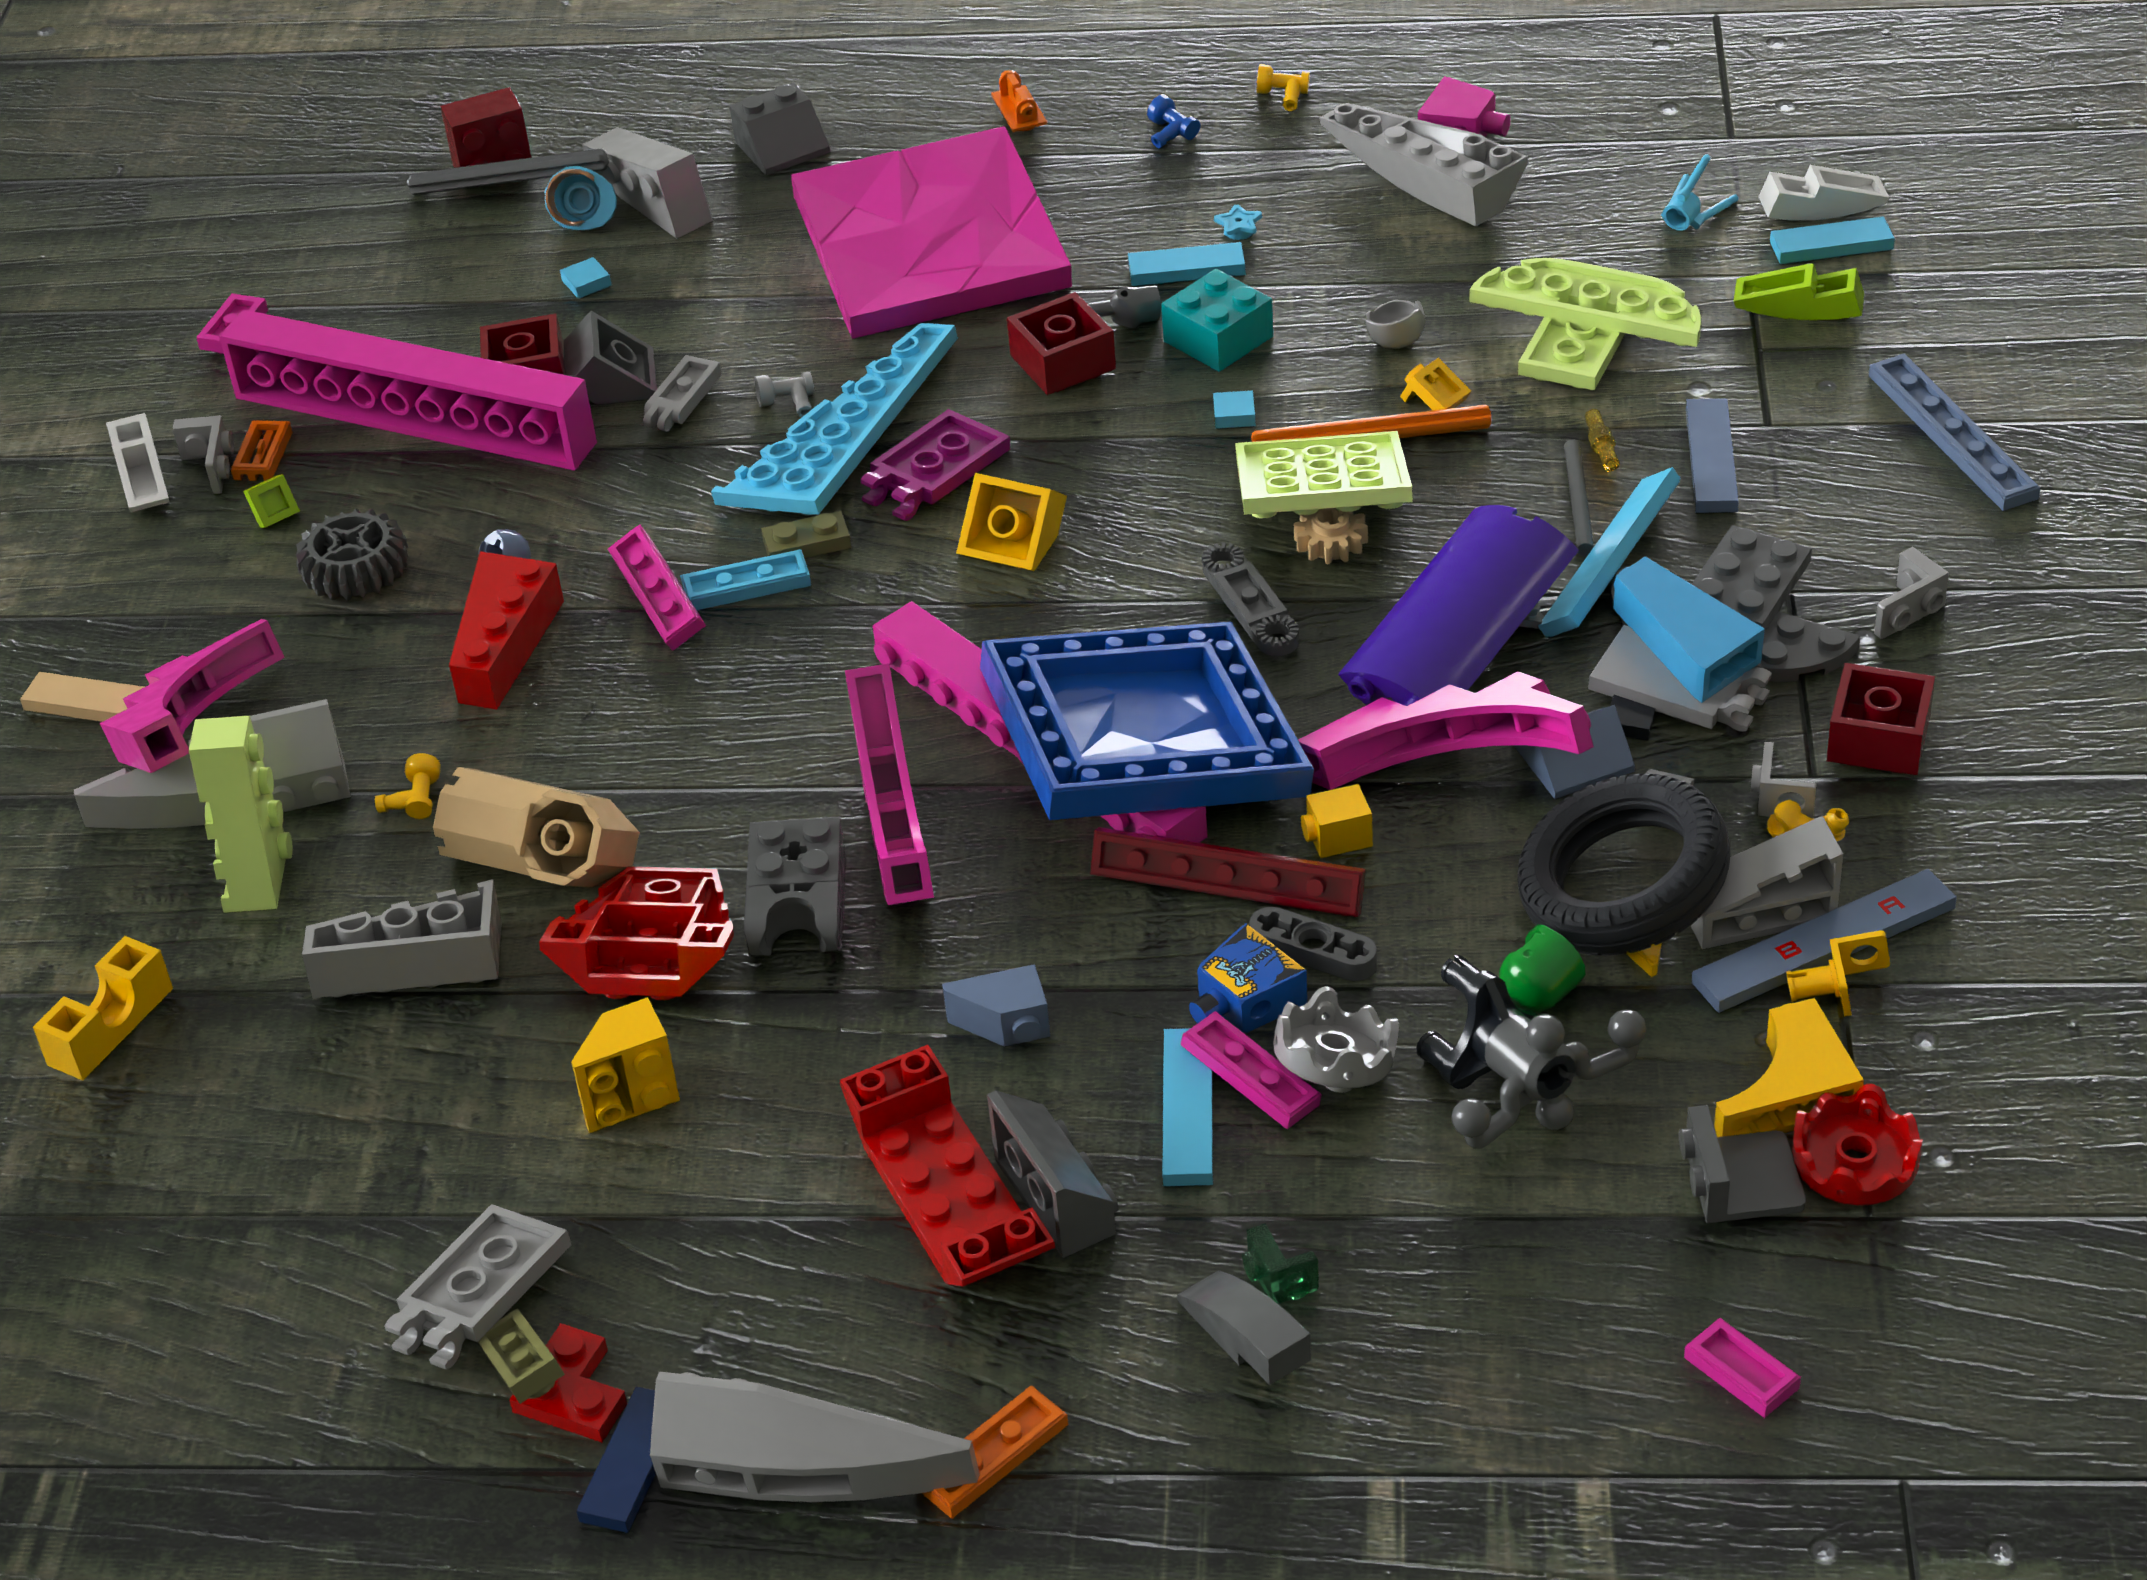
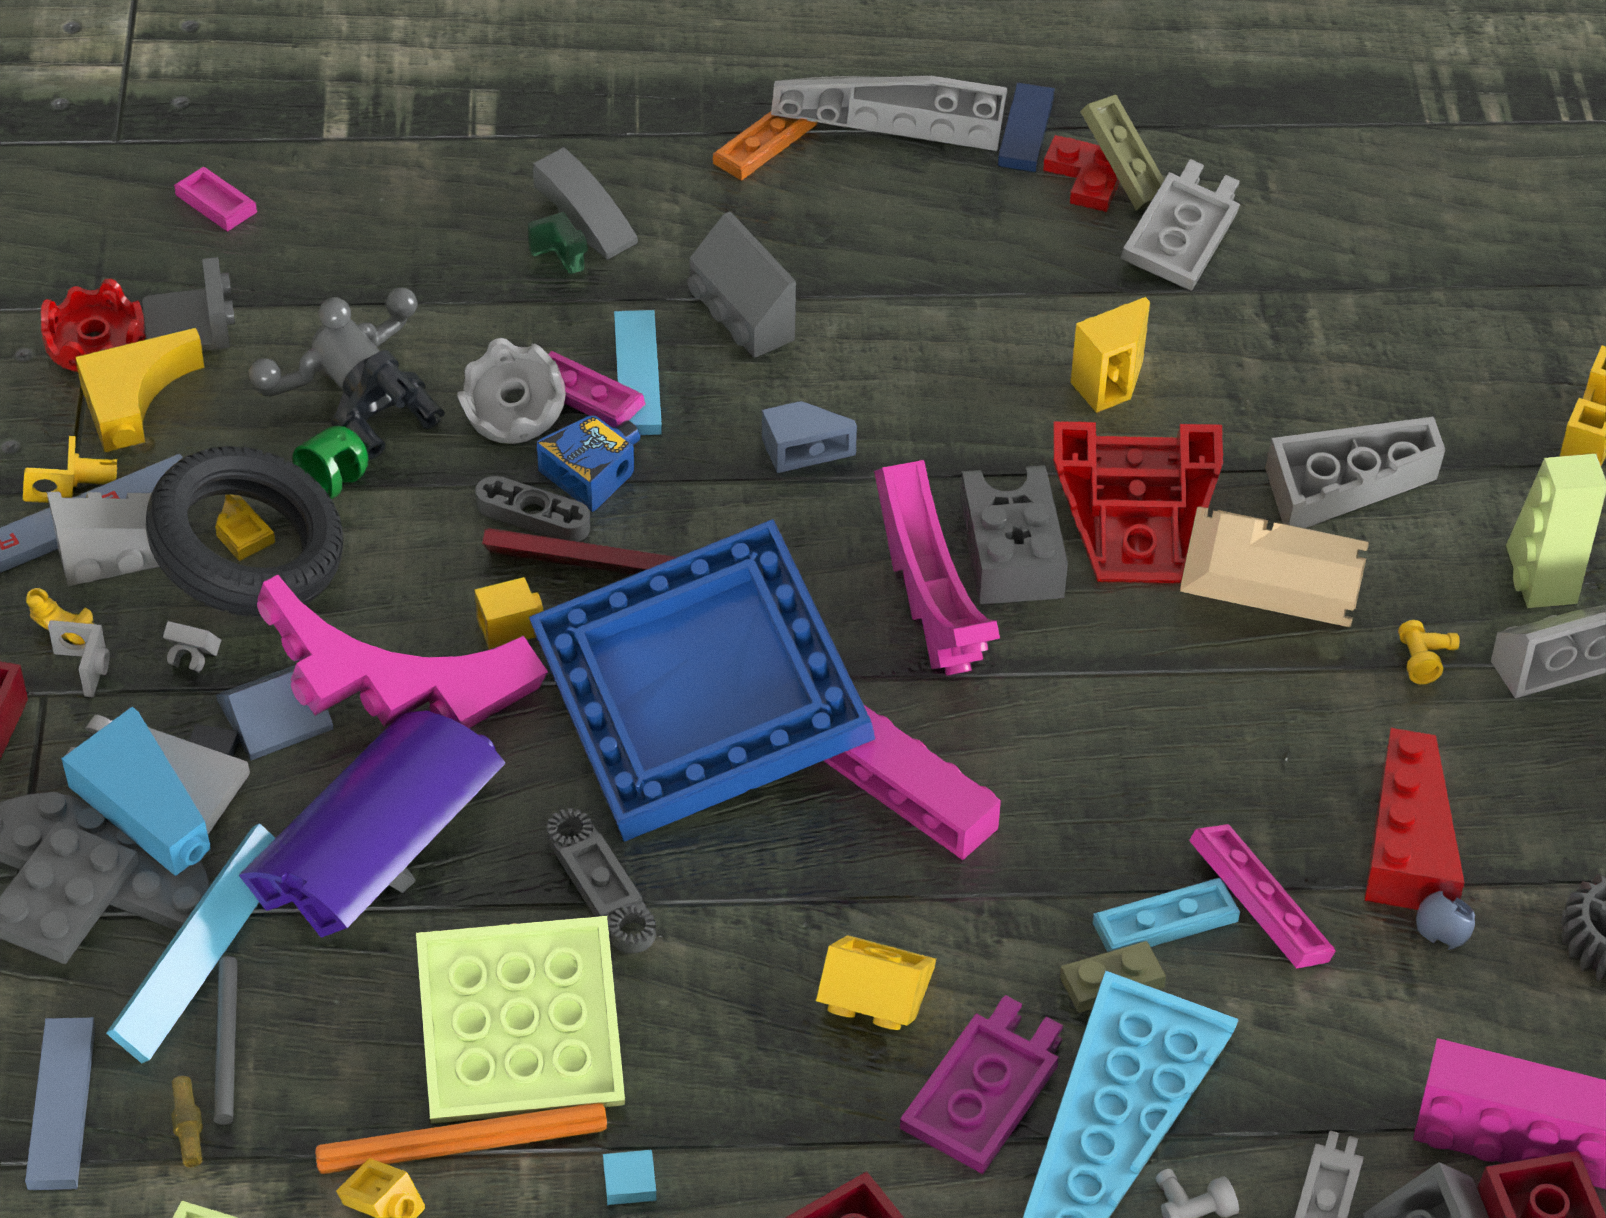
camera: 170 degrees right, 5 degrees up
(939, 1170) = (830, 304): red slope -> none

